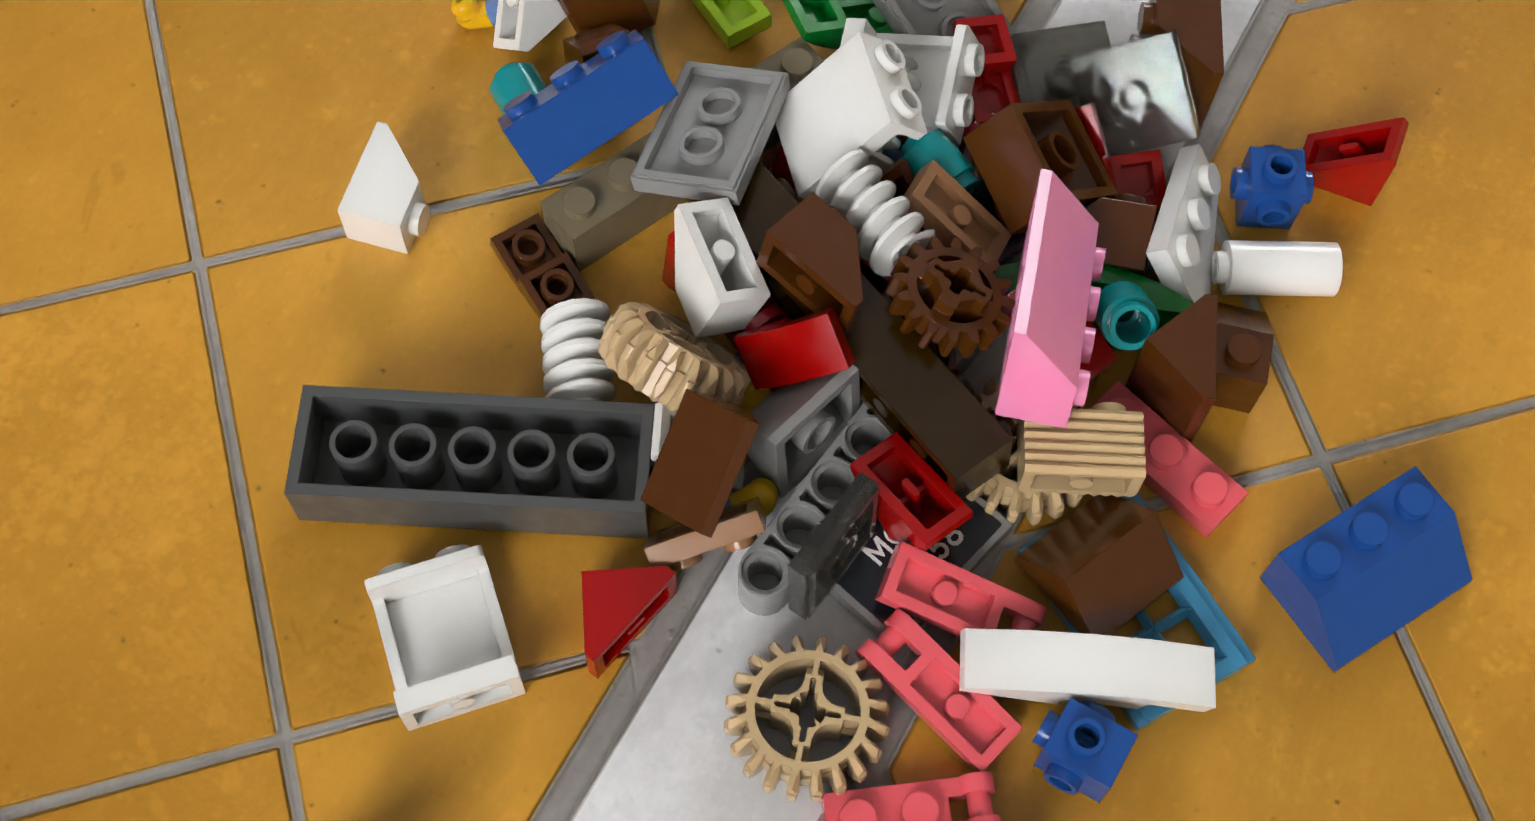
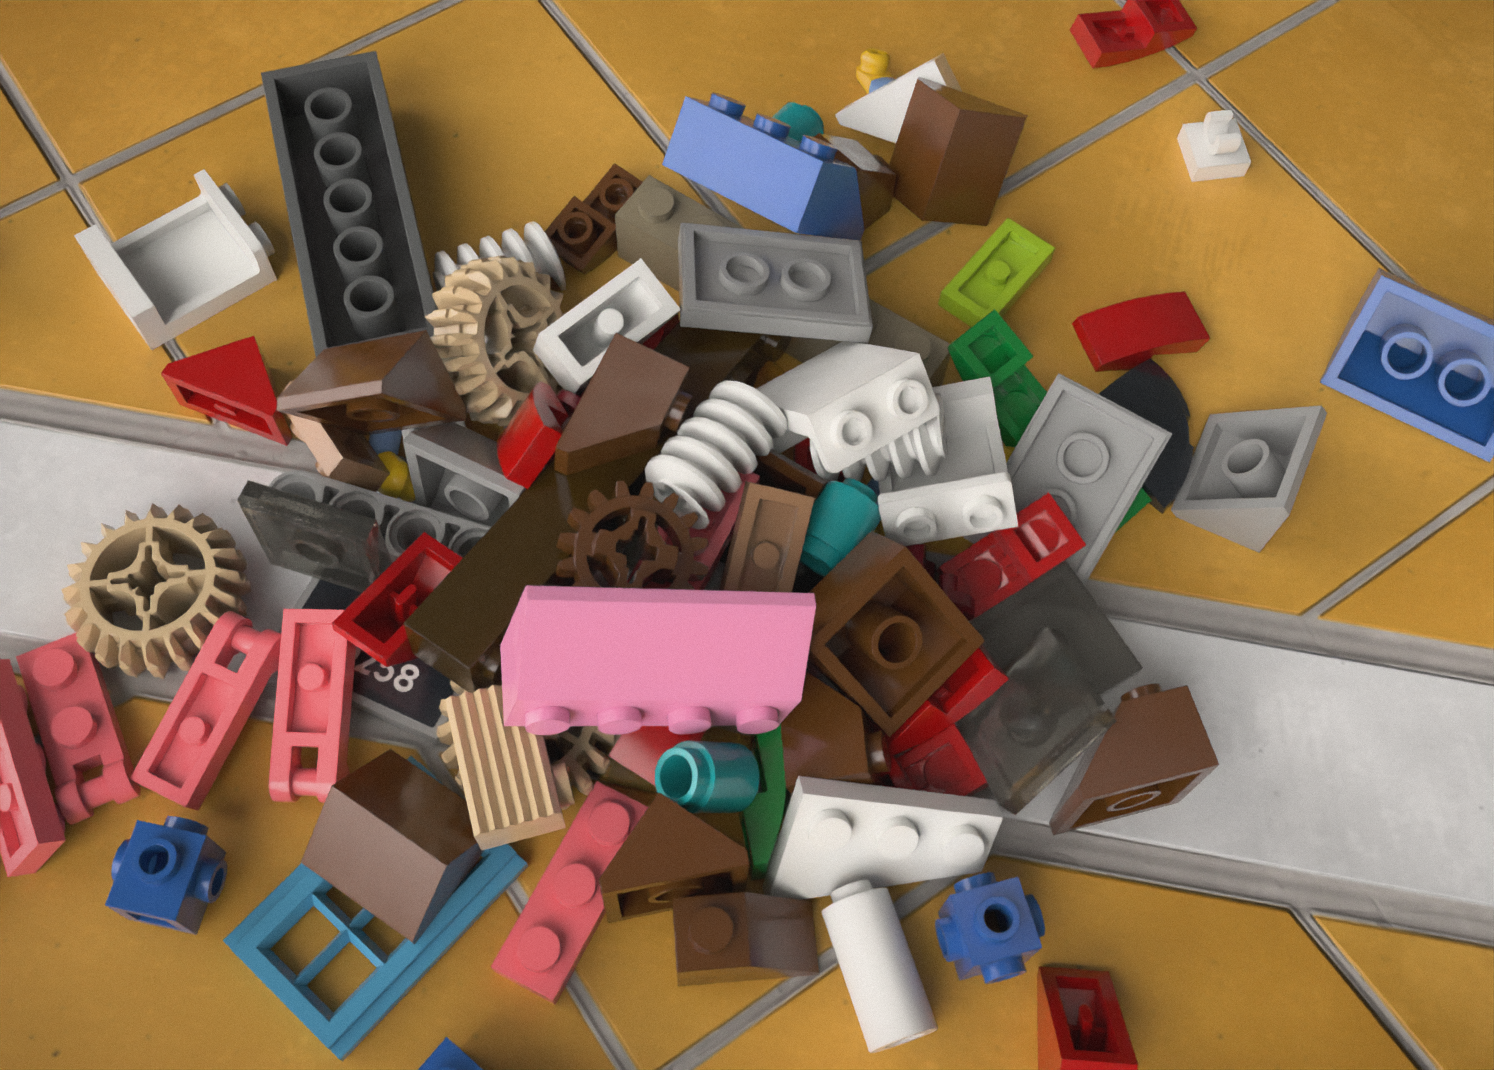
camera: 70 degrees right, 0 degrees up
(384, 196) = (634, 65): white slope -> none
(1087, 667) = (257, 858): white slope -> none

